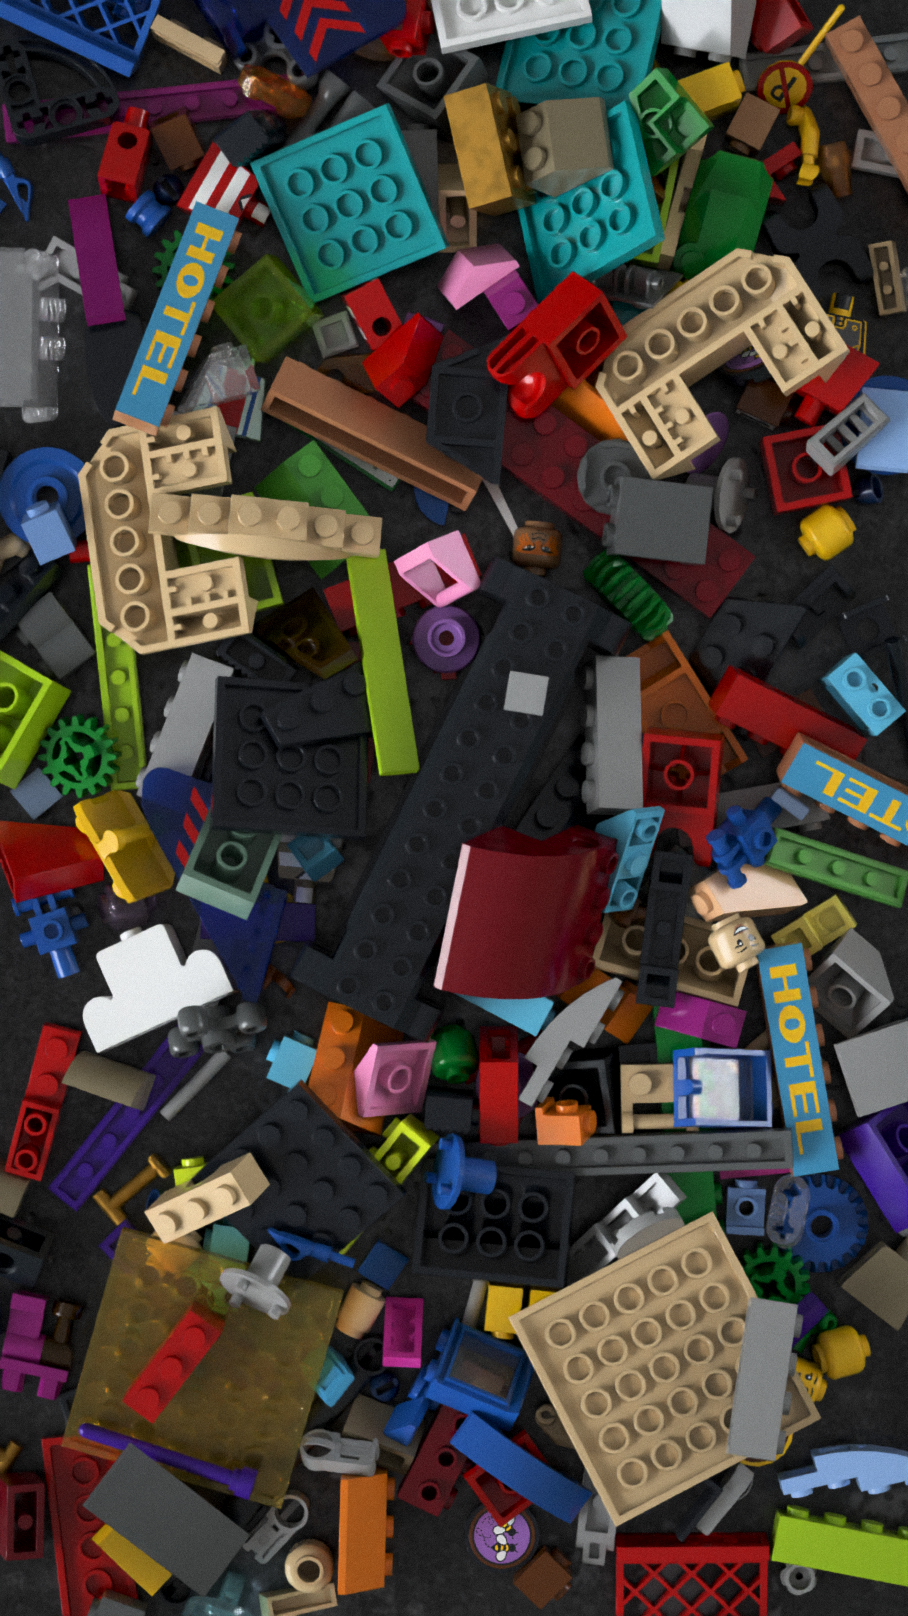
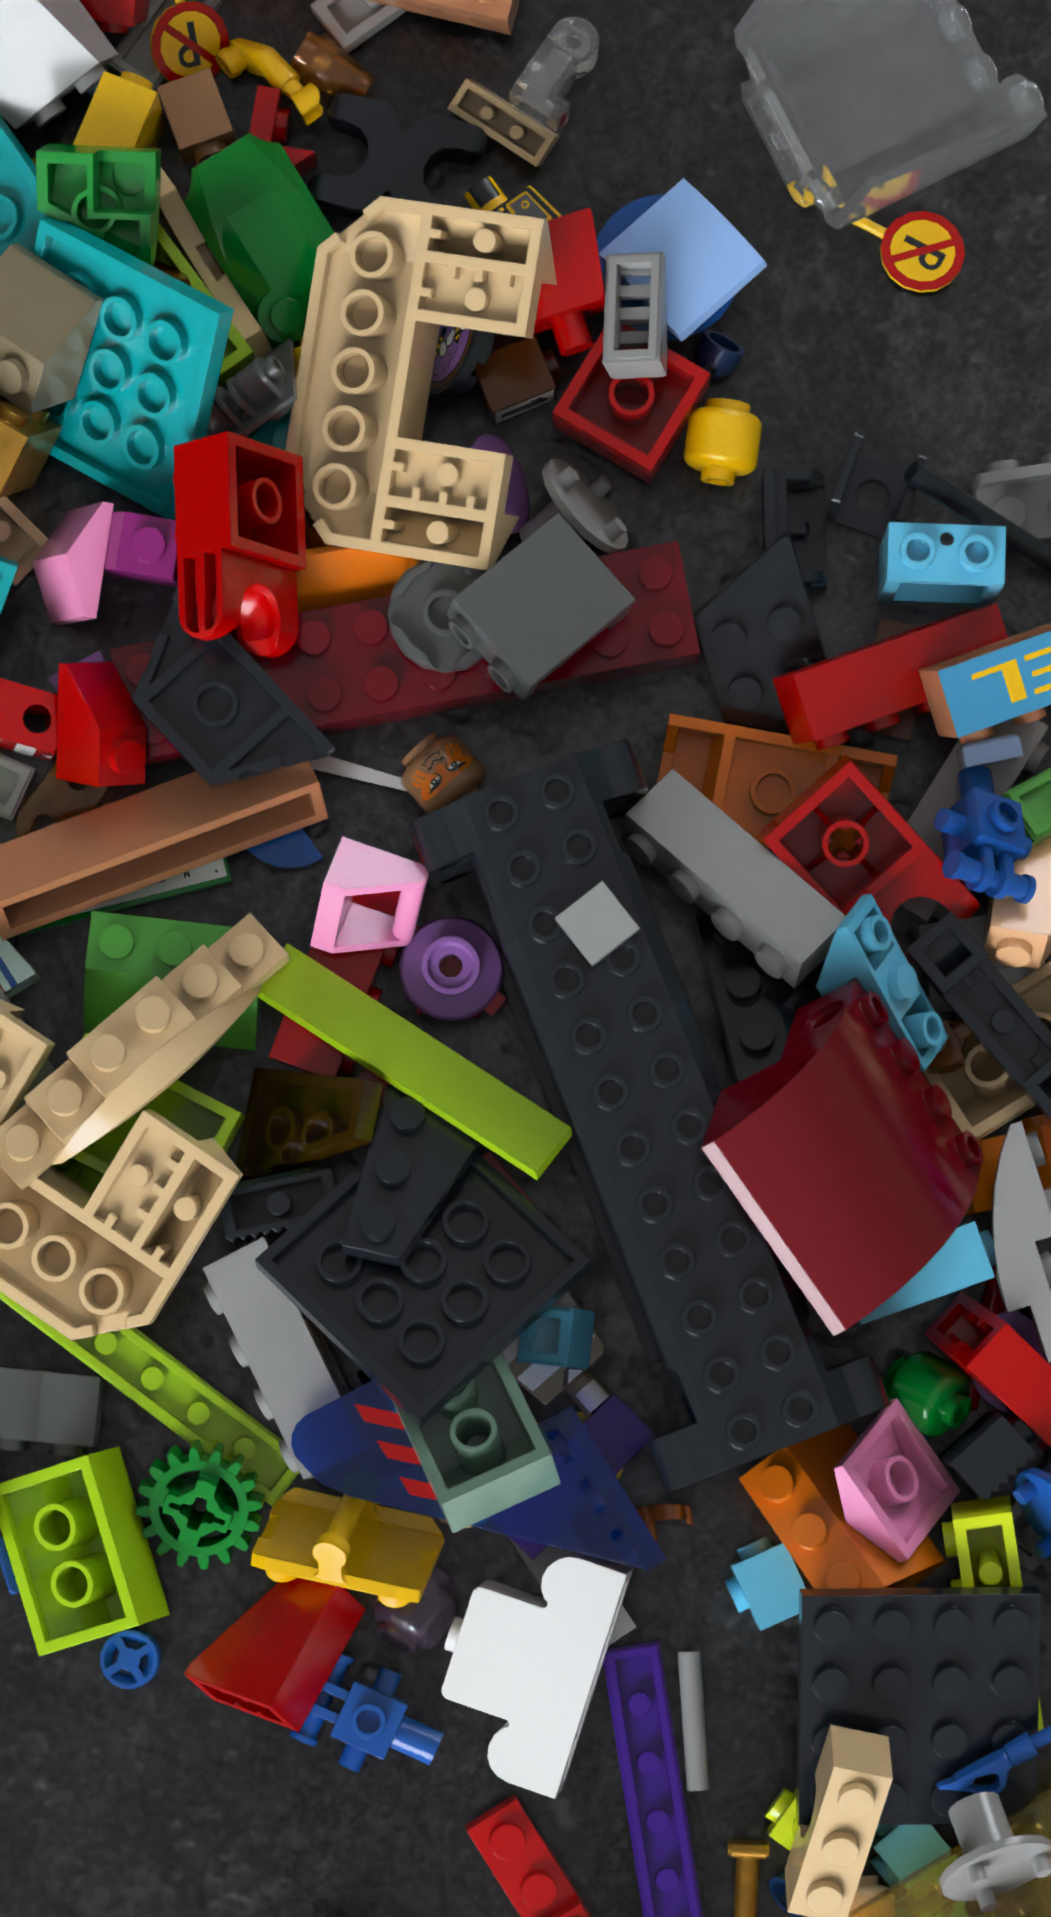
camera: 45 degrees left, 5 degrees down
(36, 794) = (197, 1594): sand blue tile -> none
(110, 1079) = (599, 1812): dark tan brick -> none
(217, 1029) = (654, 1634): dark grey gear -> none
(628, 595) = (588, 716): green gear -> none

